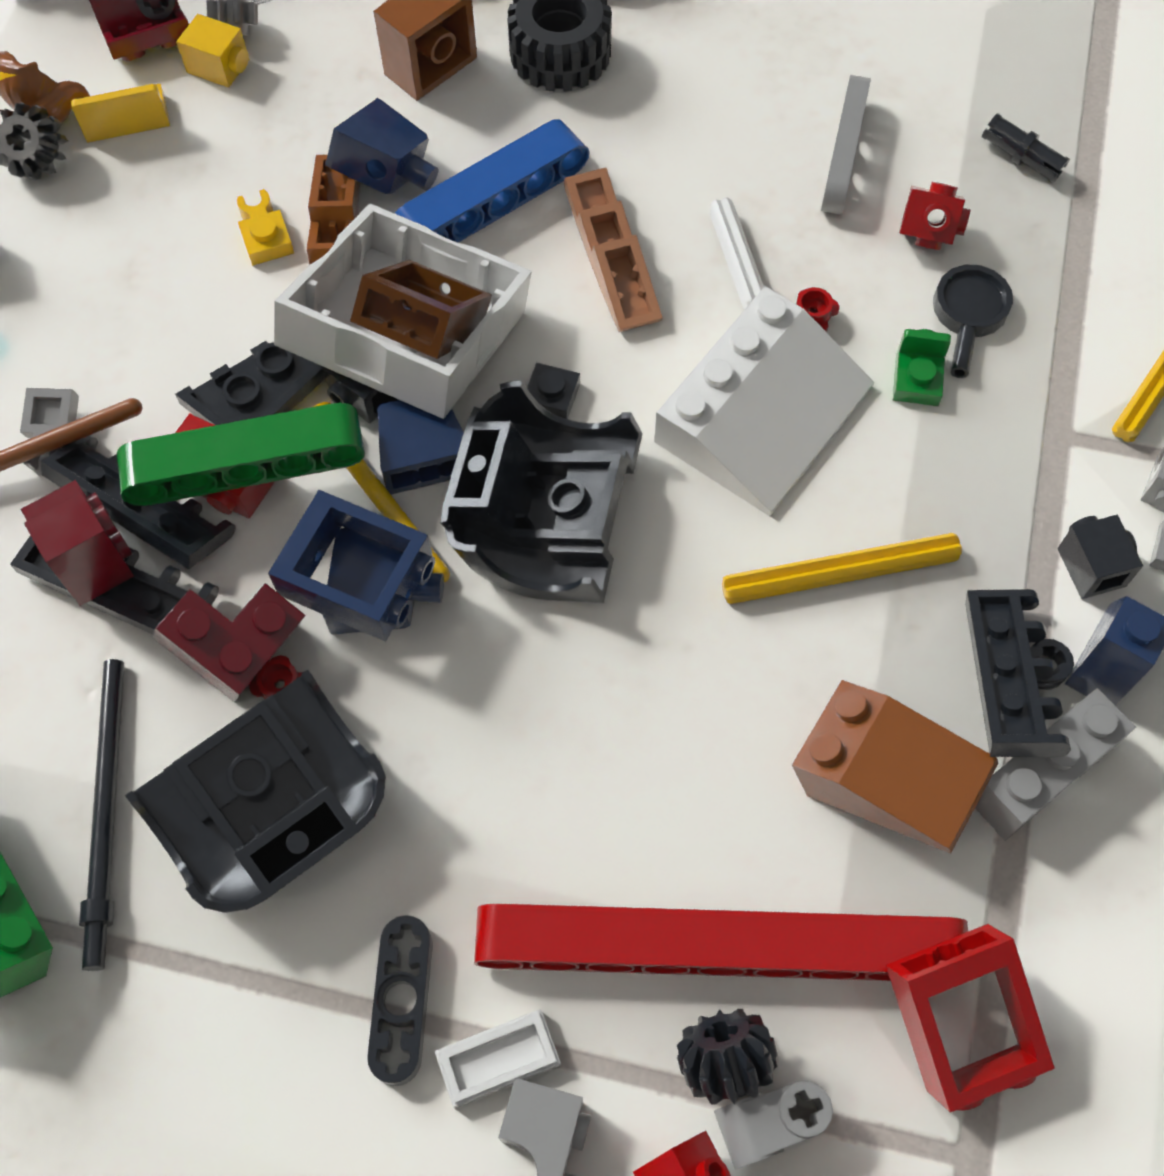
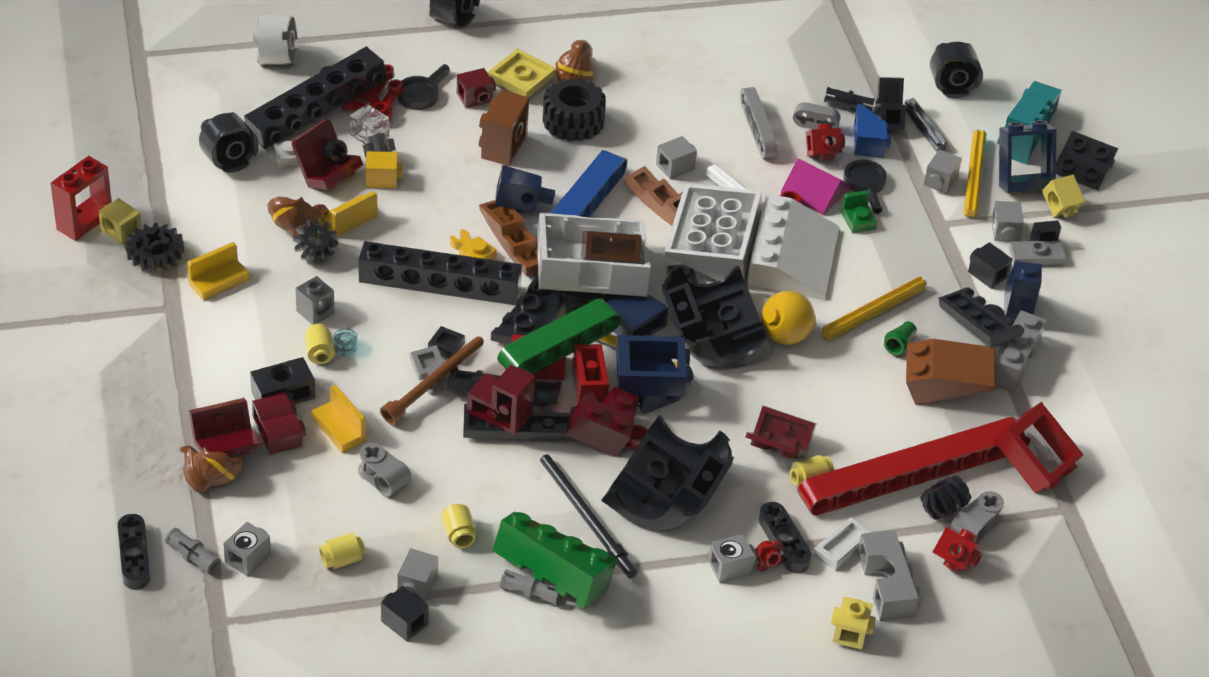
camera: 30 degrees left, 20 degrees down
(103, 384) = (447, 341): none -> black plate
(168, 255) = (440, 273): none -> black brick
(261, 532) = (590, 372): none -> red brick
(271, 1014) = (731, 558): none -> light grey brick
(340, 1033) = (768, 554): none -> red plate
(506, 787) = (782, 431): none -> dark red bracket
(526, 878) = (809, 468): none -> light yellow brick
(642, 324) = (715, 229): none -> white slope
(664, 544) = (788, 317): none -> yellow brick
(674, 166) = (676, 157): none -> light grey brick
(849, 651) = (897, 339): none -> green cone
(875, 292) = (816, 187): none -> dark pink slope
(950, 163) = (815, 115): none -> light grey beam
(1023, 223) = (870, 134): none -> blue slope
(1088, 177) = (890, 103): none -> black brick
(1114, 335) = (942, 171): none -> light grey brick
(1134, 234) = (925, 124): none -> black axle

